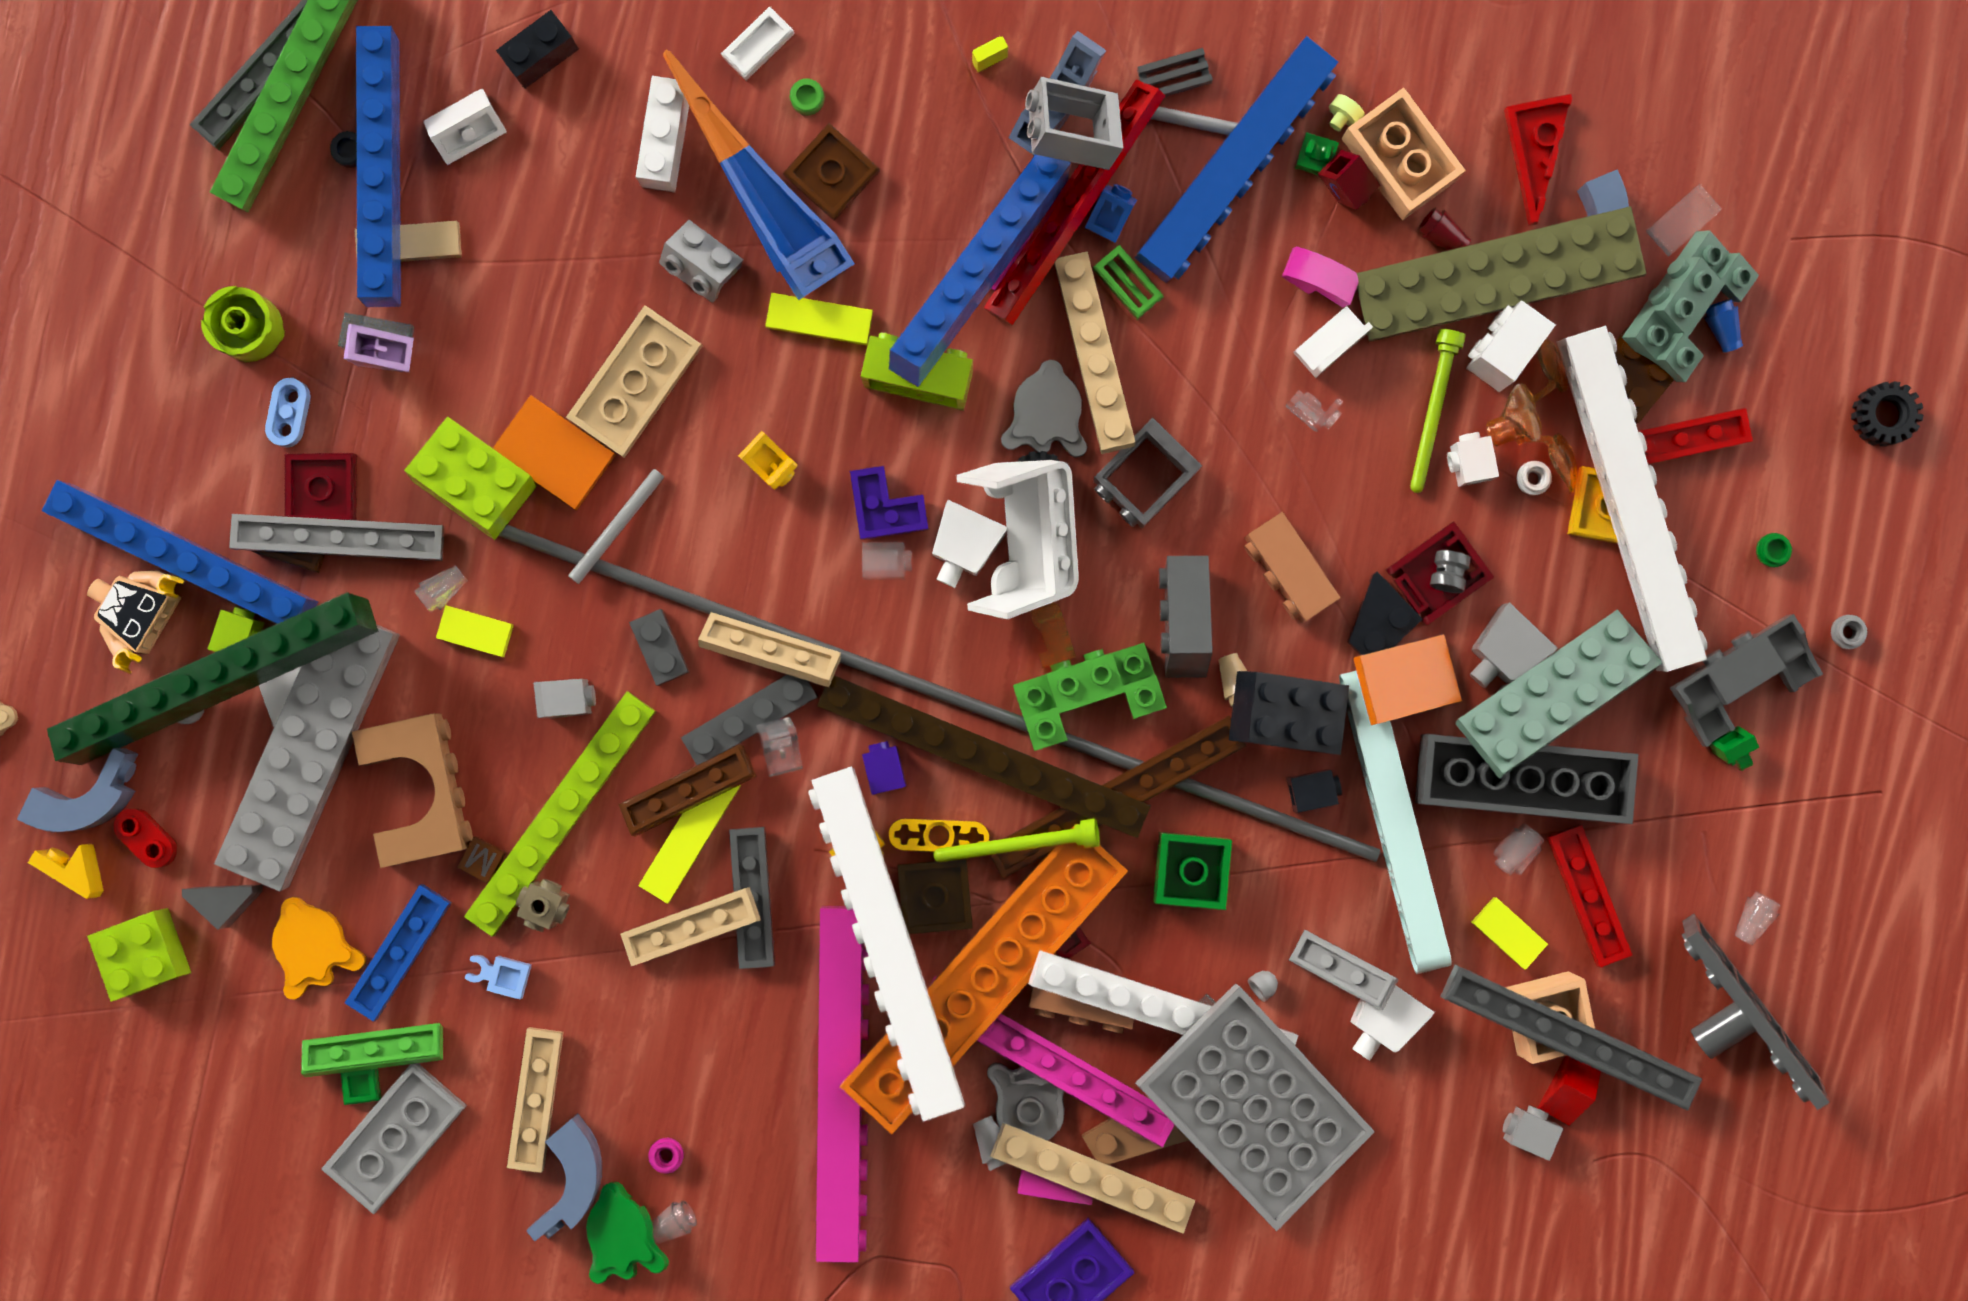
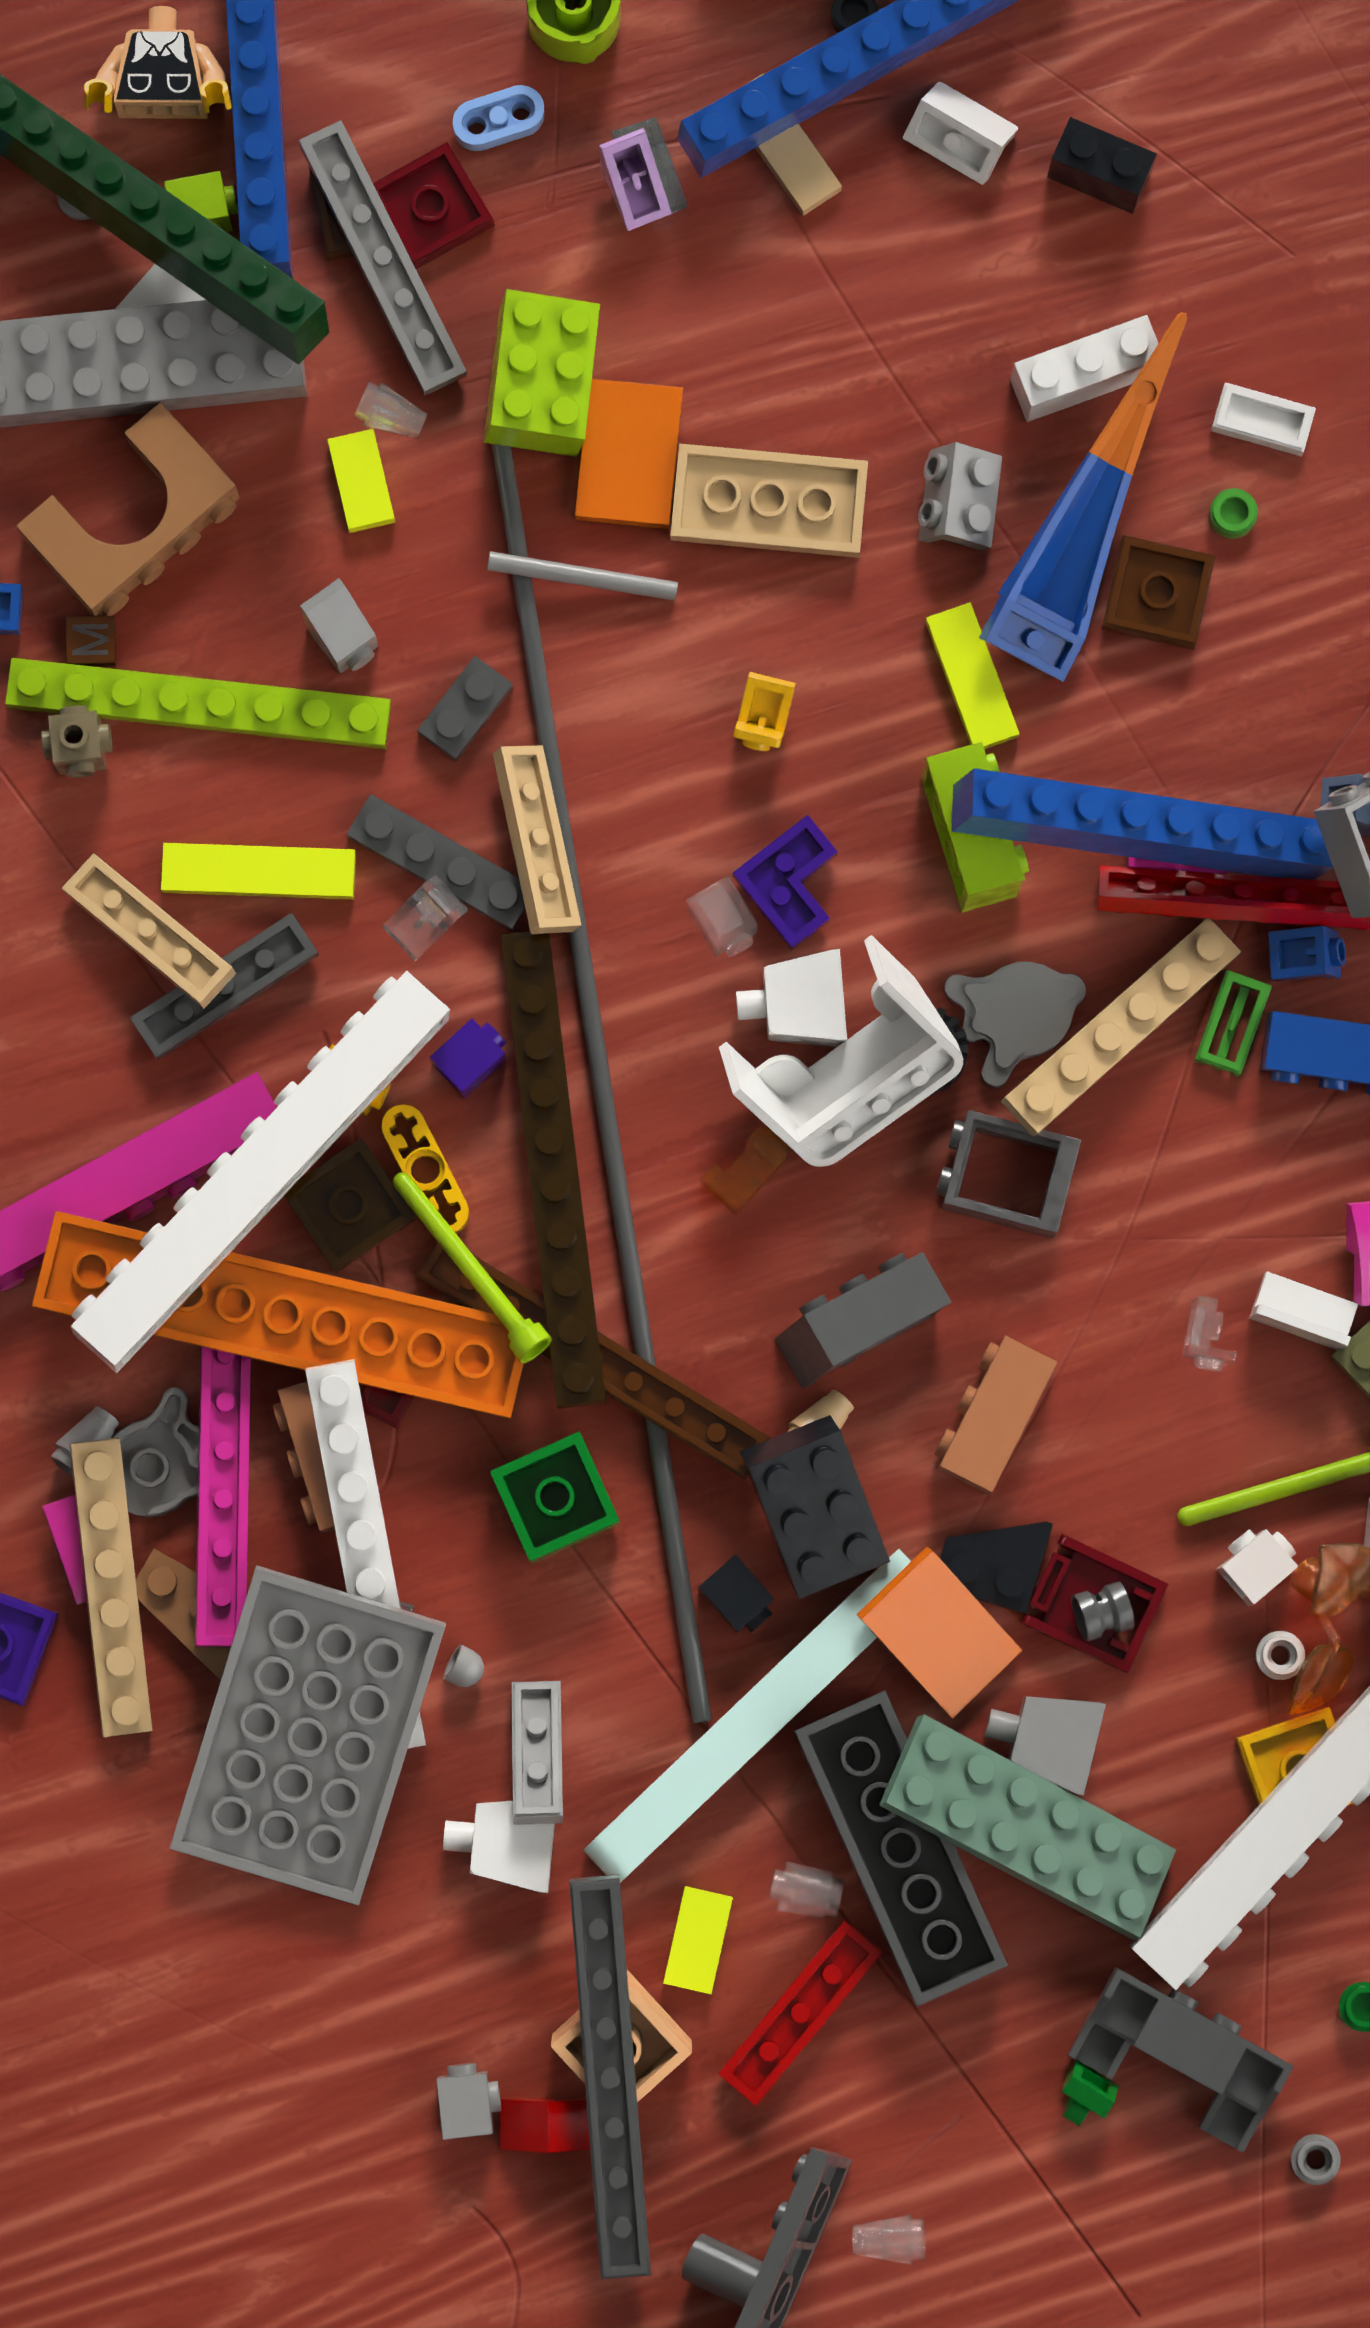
camera: 55 degrees right, 5 degrees down
(687, 790) = (311, 836): reddish brown tile -> none
(1084, 683) = (710, 1242): bright green bracket -> none

